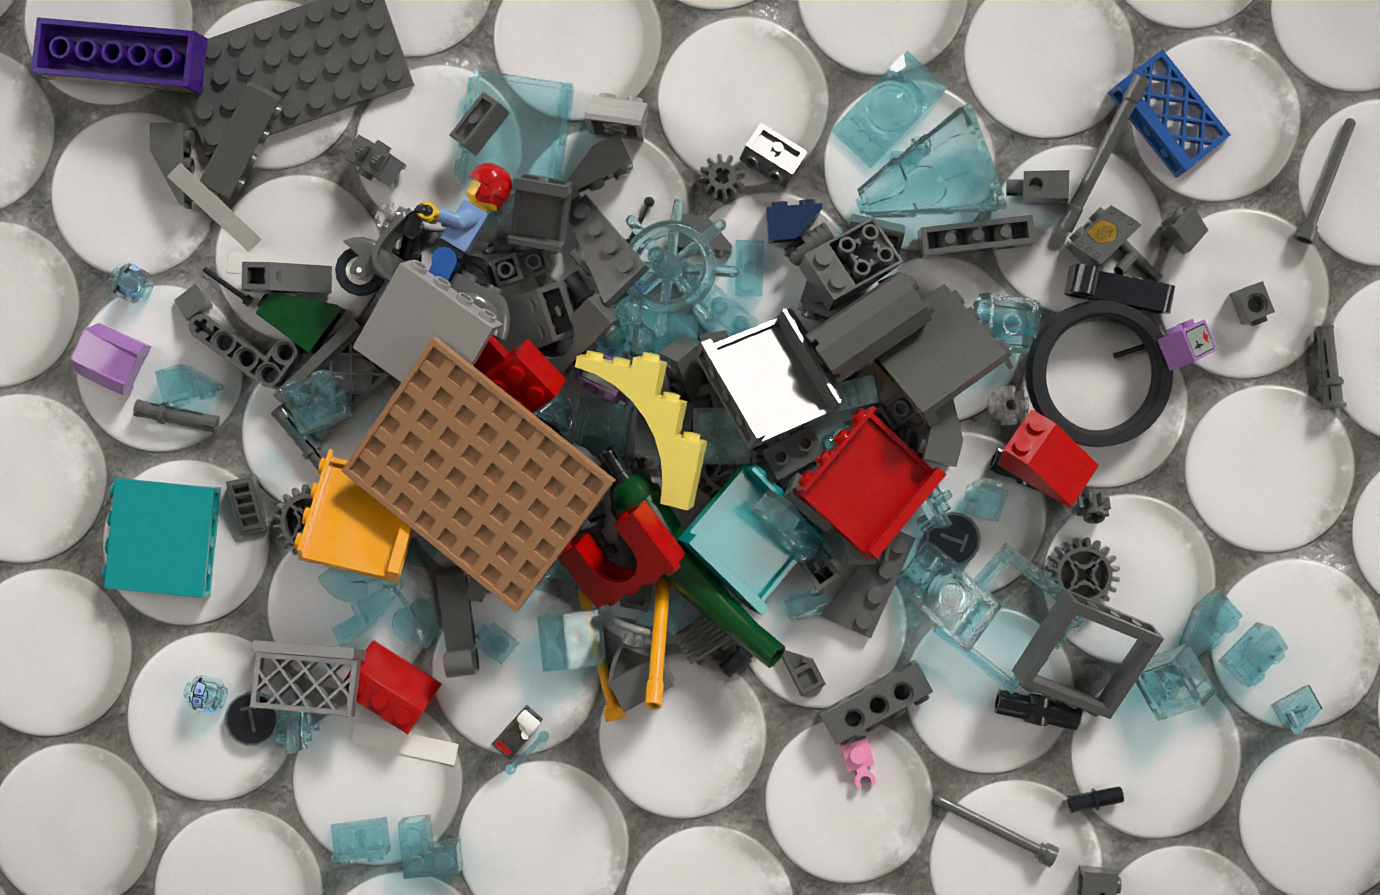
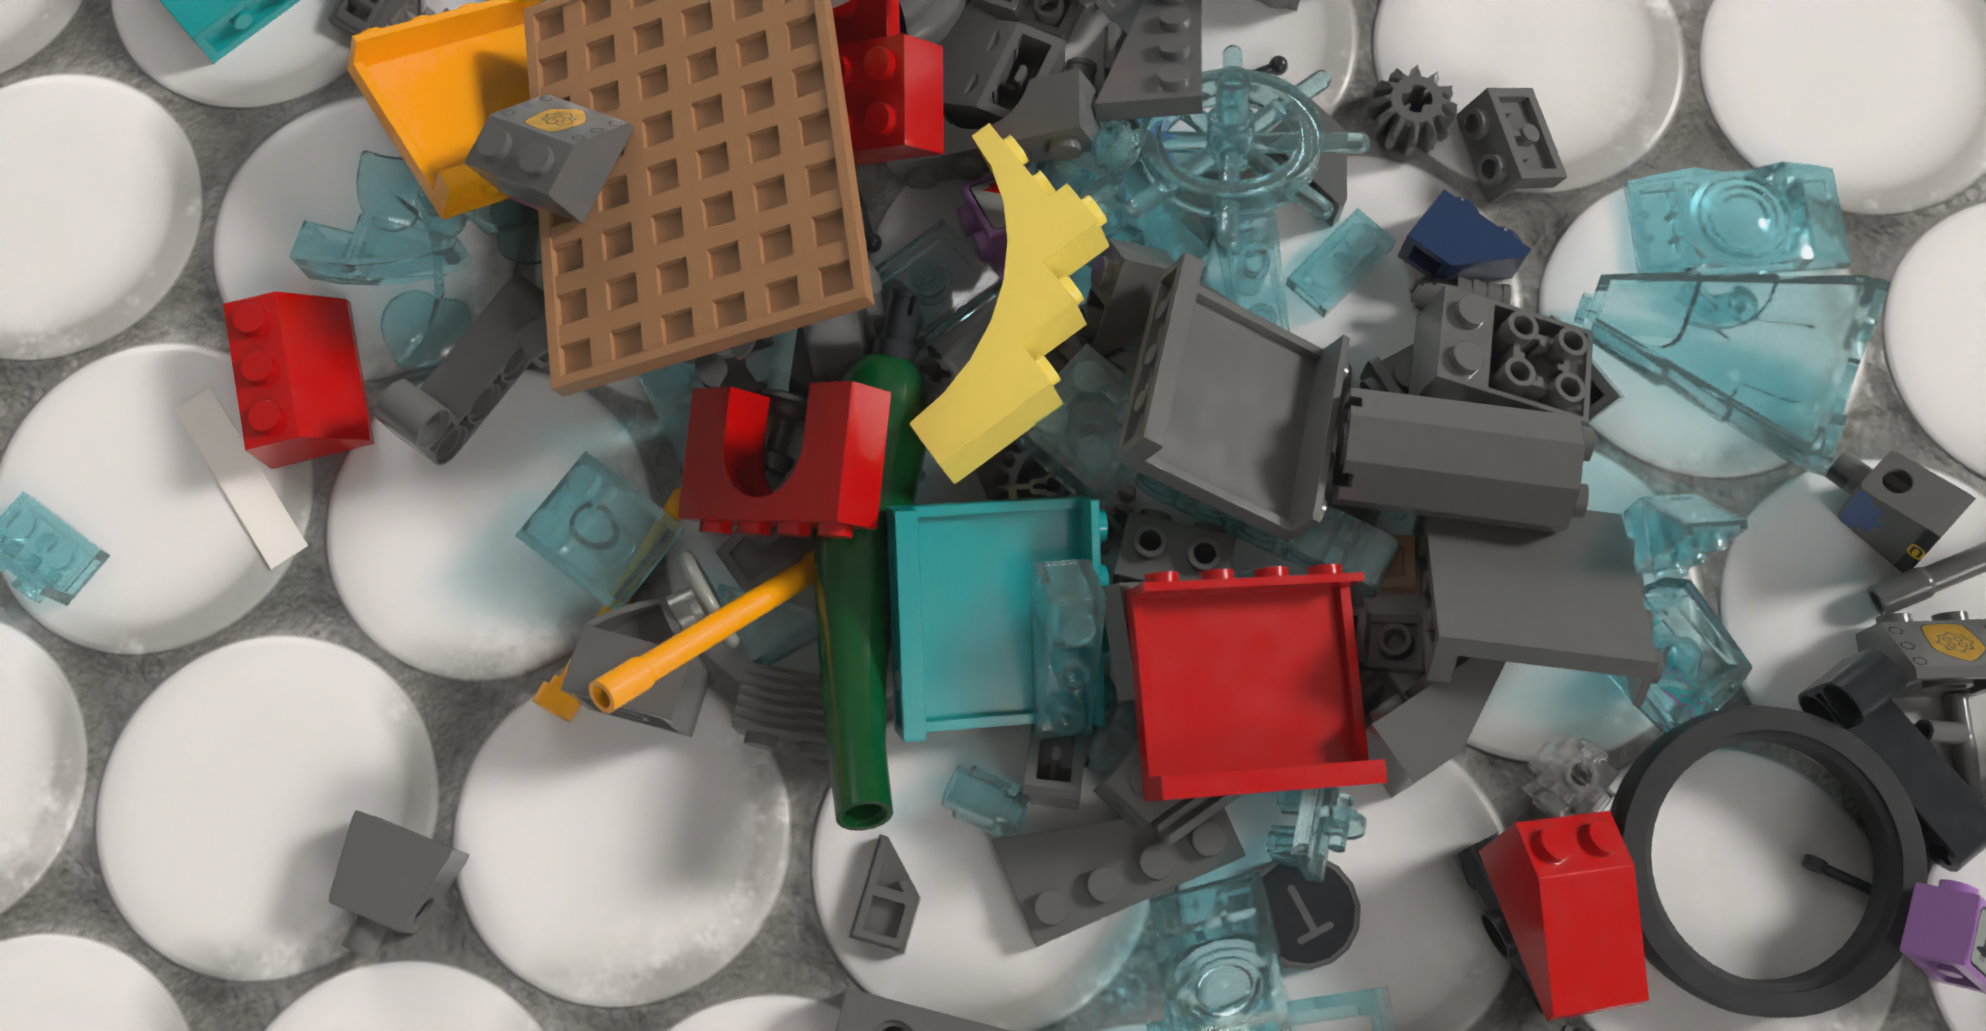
camera: 45 degrees right, 15 degrees down
(206, 694) = (64, 167): clear light blue head -> none
(248, 724) = (89, 258): black tile -> none
(298, 729) = (126, 314): clear light blue hips -> none
(308, 653) = (229, 216): fence -> none
(424, 523) = (550, 153): none -> dark grey slope
(424, 856) = (92, 642): clear light blue brick -> none
(495, 642) = (497, 444): clear light blue bracket -> none
(517, 732) = (396, 598): clear smoke leg -> none
(542, 737) = (428, 643): clear light blue hinge -> none
(558, 411) = (891, 205): clear light blue plate -> none
(619, 828) = (390, 880): none -> dark grey torso
(736, 661) = (801, 790): black axle -> none
(970, 274) = (1678, 532): none -> clear light blue slope
(976, 236) = (1688, 458): dark grey brick -> none
(985, 499) = (1412, 887): clear light blue brick -> none

